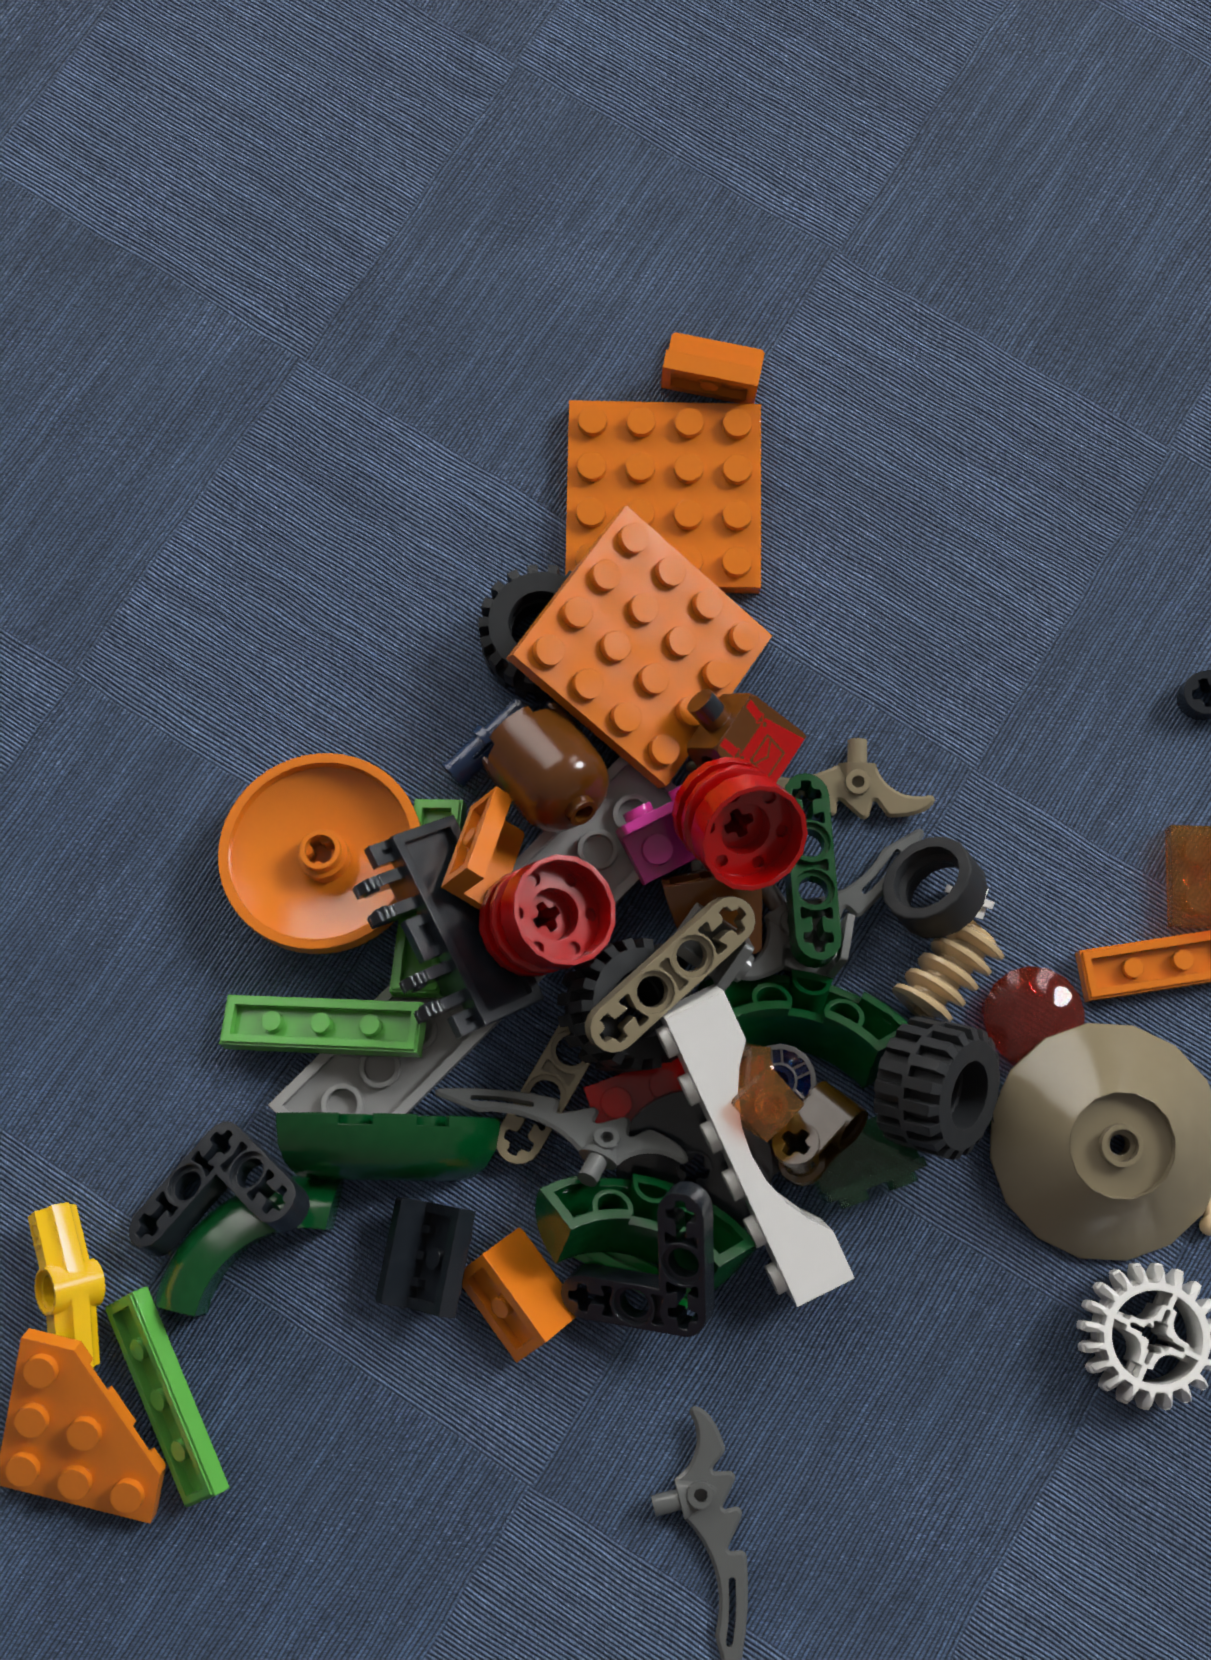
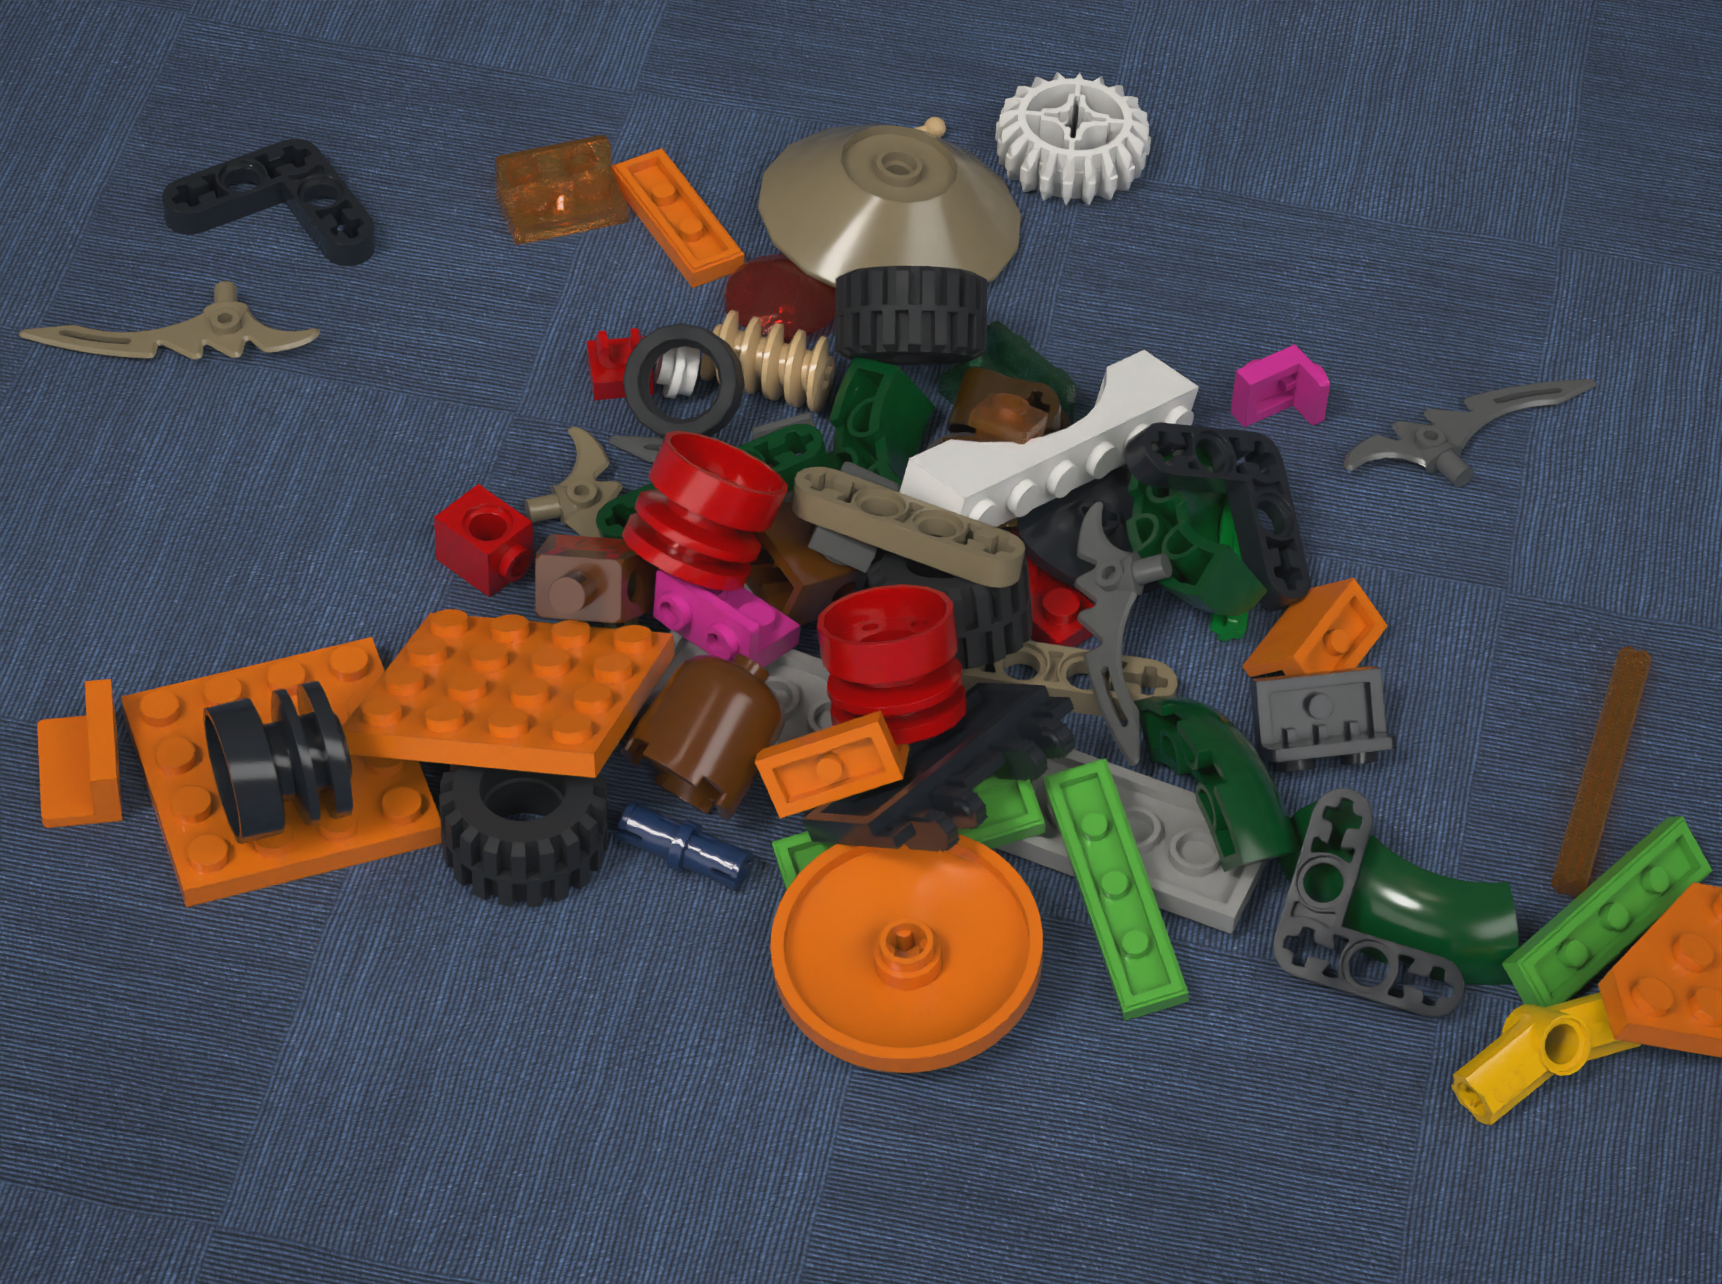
camera: 110 degrees left, 30 degrees down
(314, 1469) = (1601, 772): none -> clear orange axle
(615, 456) = (278, 761): none -> black wheel
(802, 1376) = (1278, 383): none -> dark pink bracket
(837, 675) = (484, 540): none -> red brick
(997, 857) = (608, 362): none -> red tile
(1126, 572) = (222, 325): none -> dark tan piece

